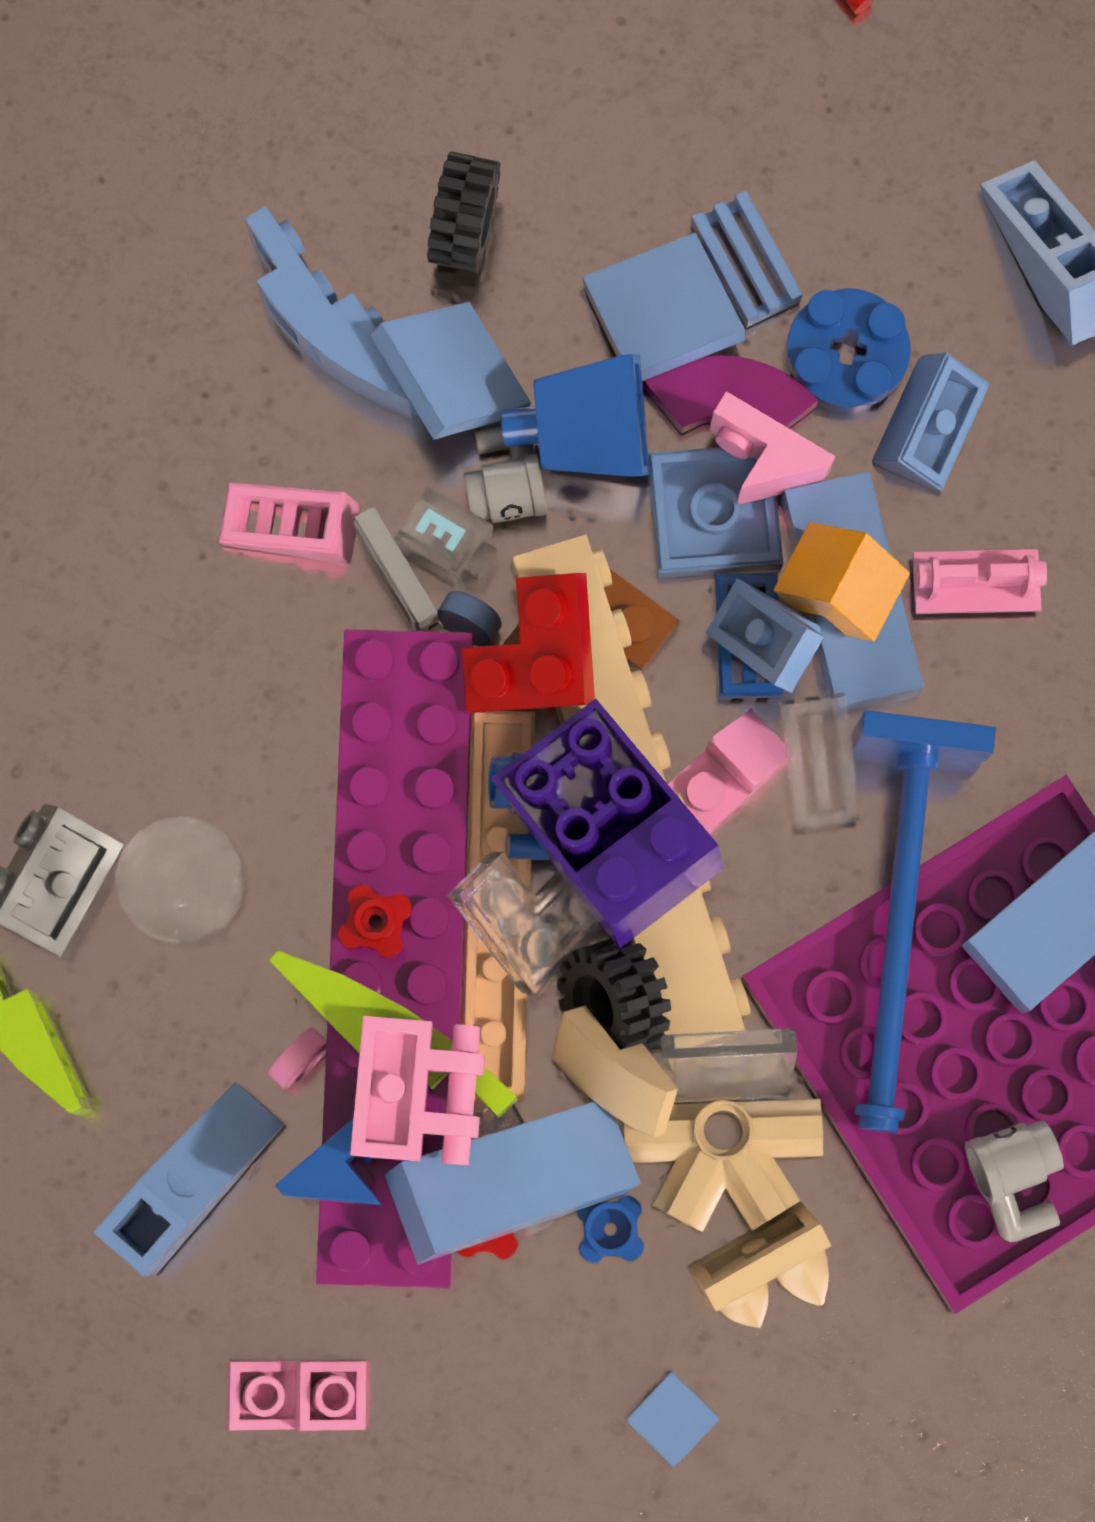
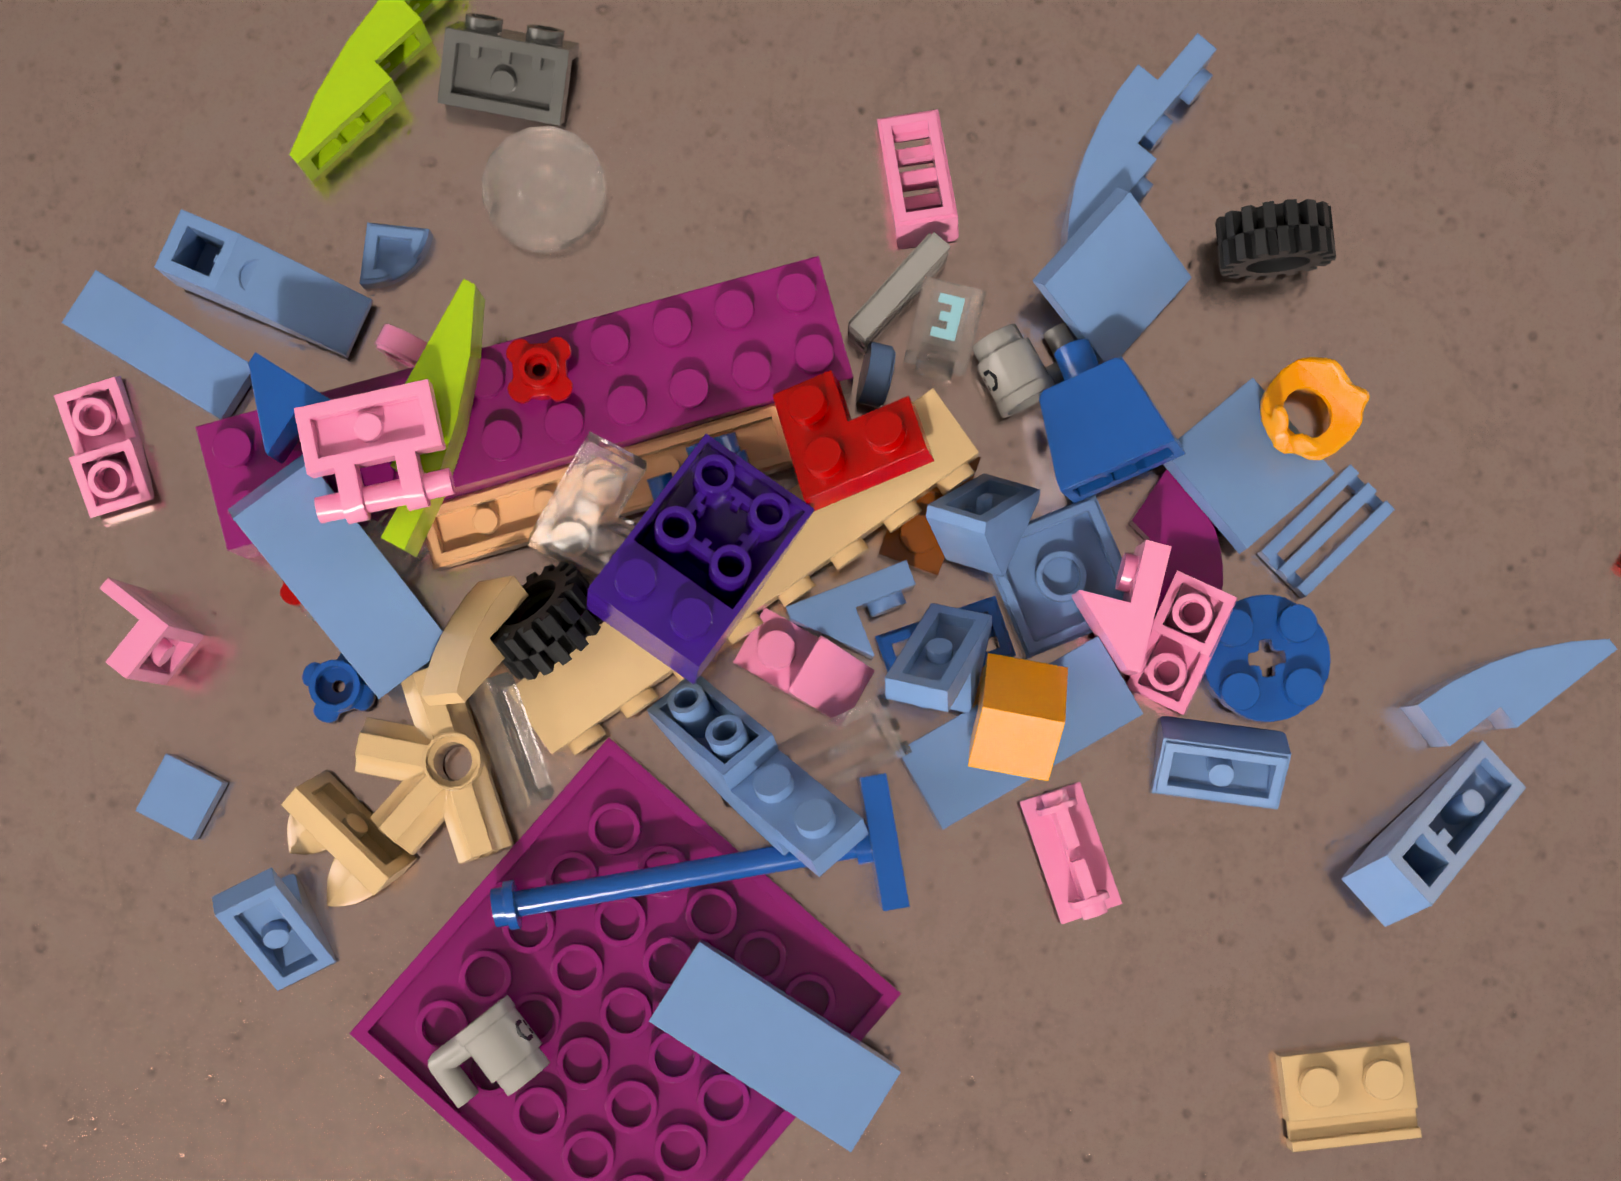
camera: 70 degrees right, 5 degrees up
(194, 1049) = (392, 253): none -> medium blue tile
(211, 1309) = (160, 345): none -> medium blue tile
(518, 1386) = (156, 642): none -> bright pink panel
(622, 204) = (1331, 383): none -> light orange piece
(645, 558) = (983, 521): none -> medium blue slope
(688, 722) = (835, 611): none -> medium blue slope
(811, 408) = (1182, 642): none -> bright pink slope
(827, 843) = (756, 777): none -> medium blue slope
(833, 1356) = (275, 927): none -> medium blue slope
(941, 151) = (1502, 689): none -> medium blue slope

